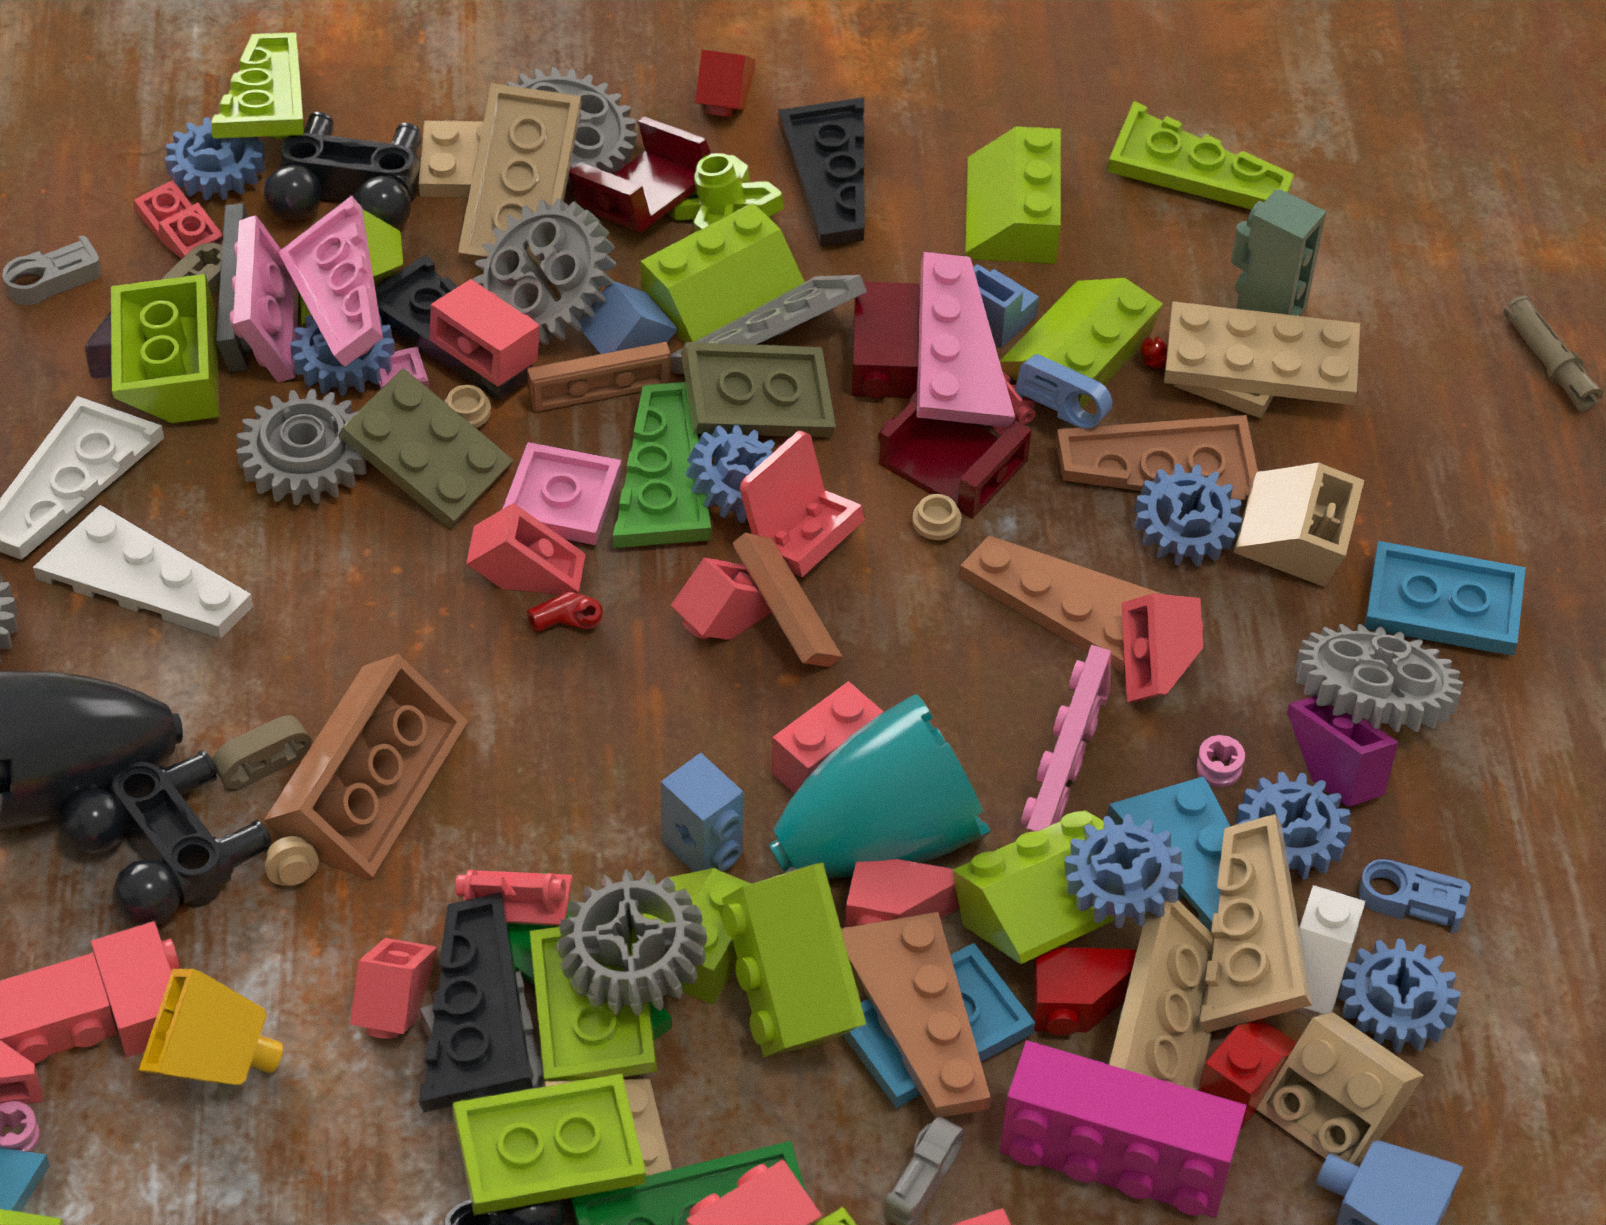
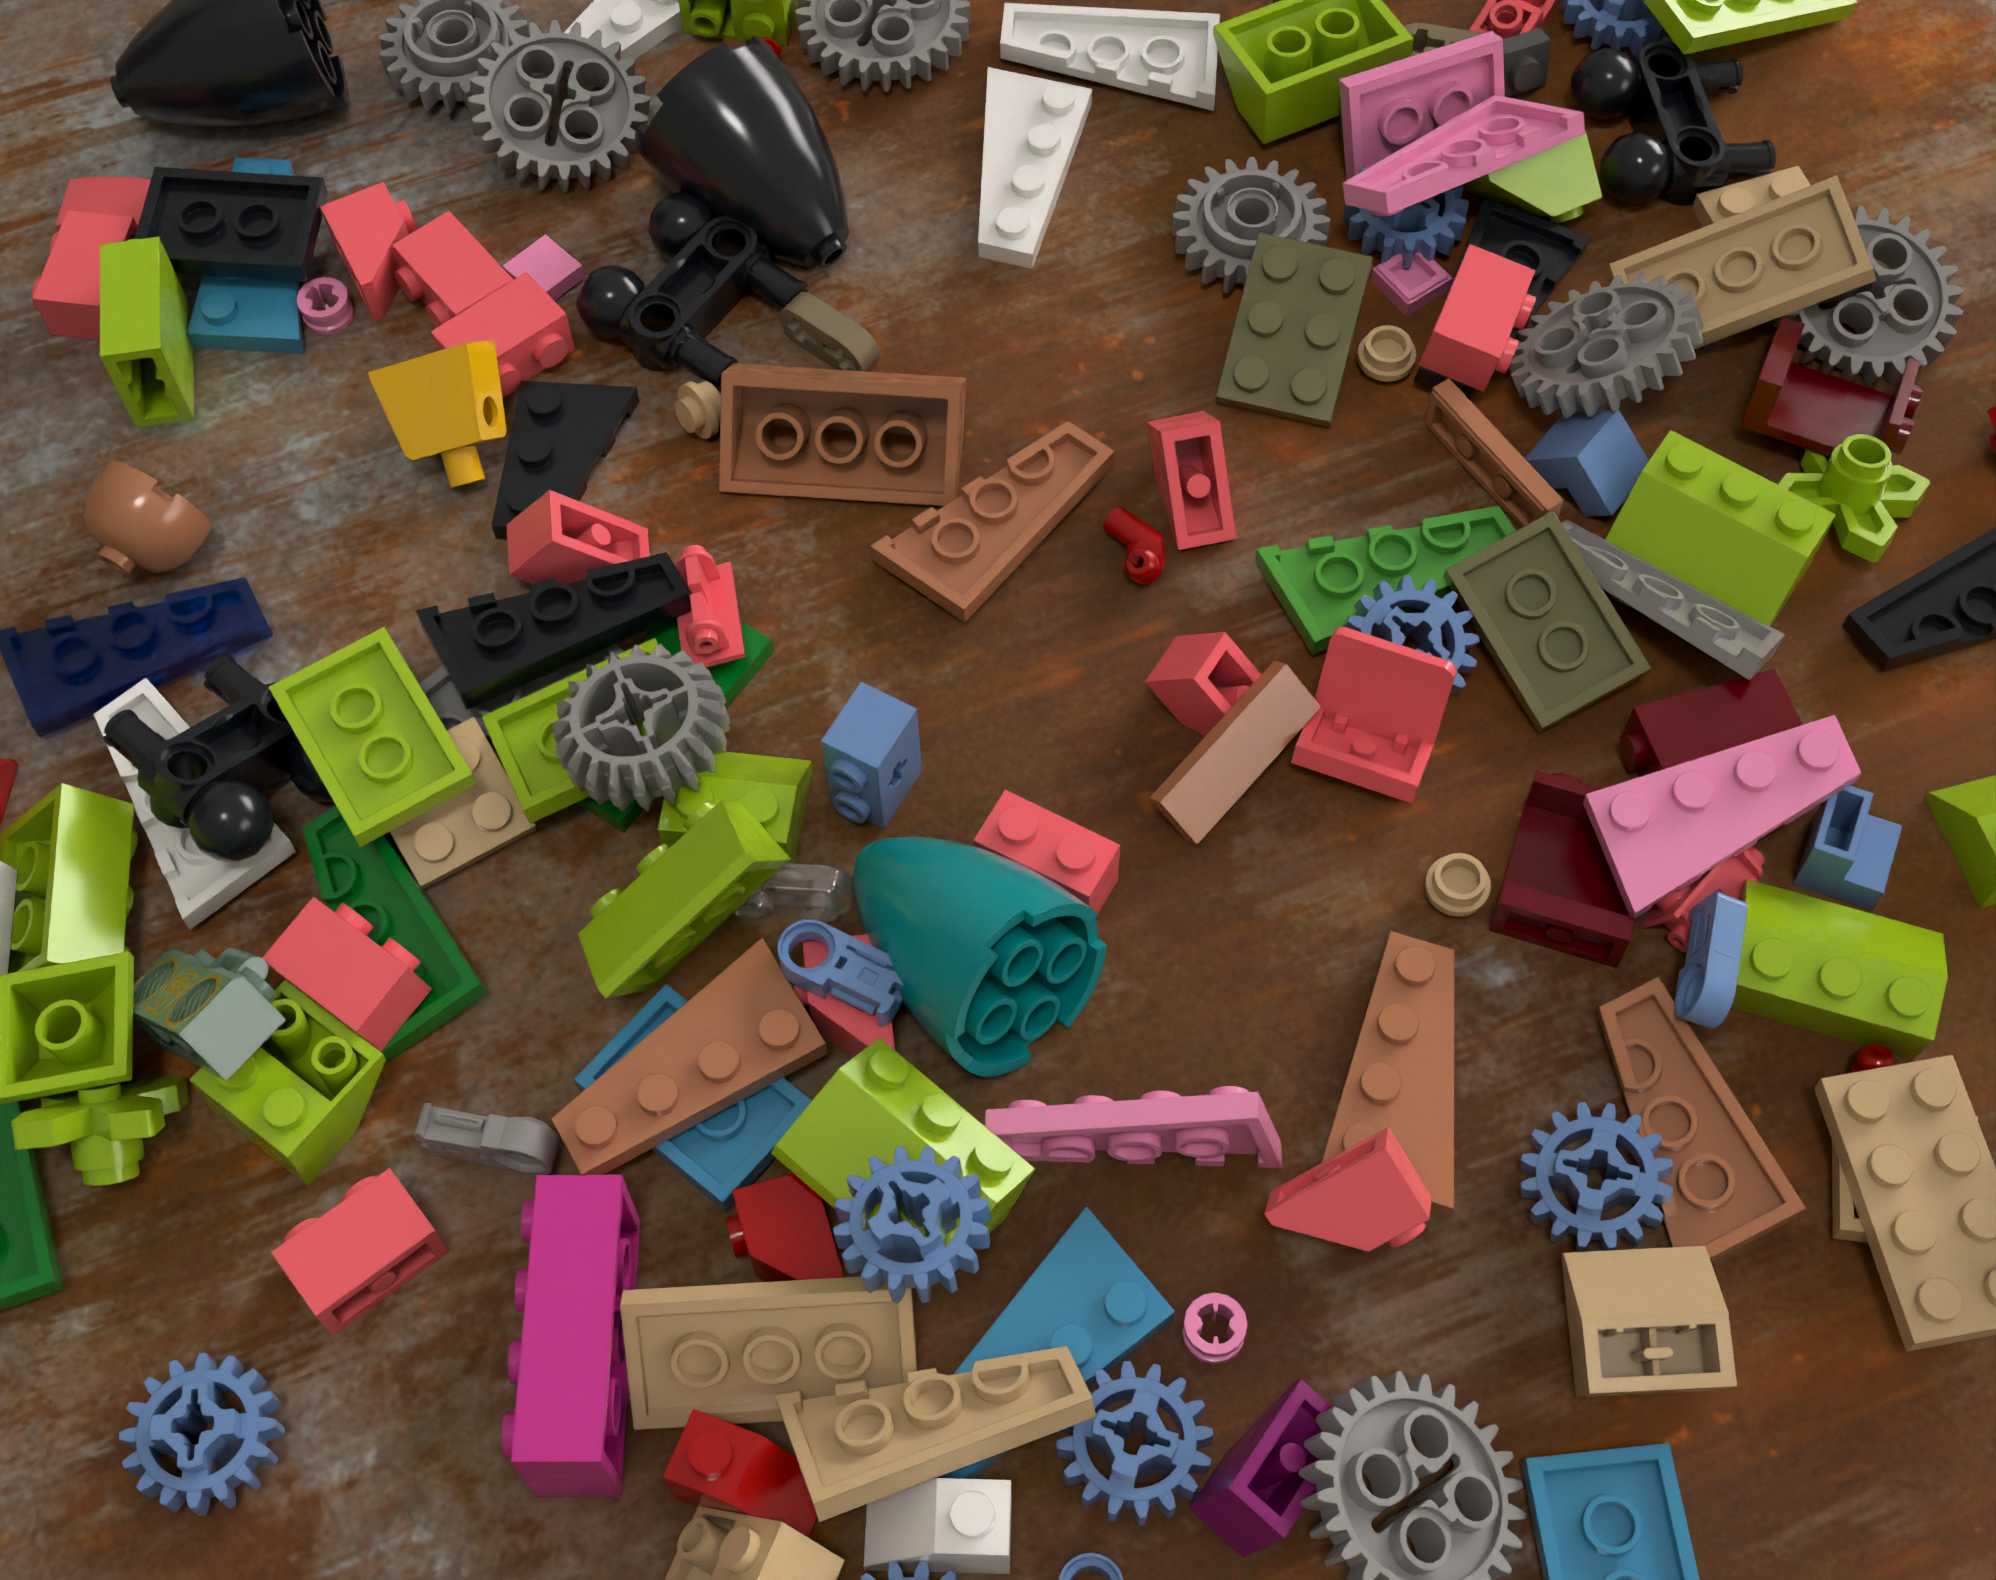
camera: 75 degrees right, 10 degrees up
(64, 940) = (548, 266): none -> bright pink tile
(272, 973) = (557, 442): none -> black wing
(505, 697) = (990, 529): none -> nougat wing
(565, 490) = (1303, 482): bright pink plate -> none
(891, 873) = (850, 971): none -> medium blue piece

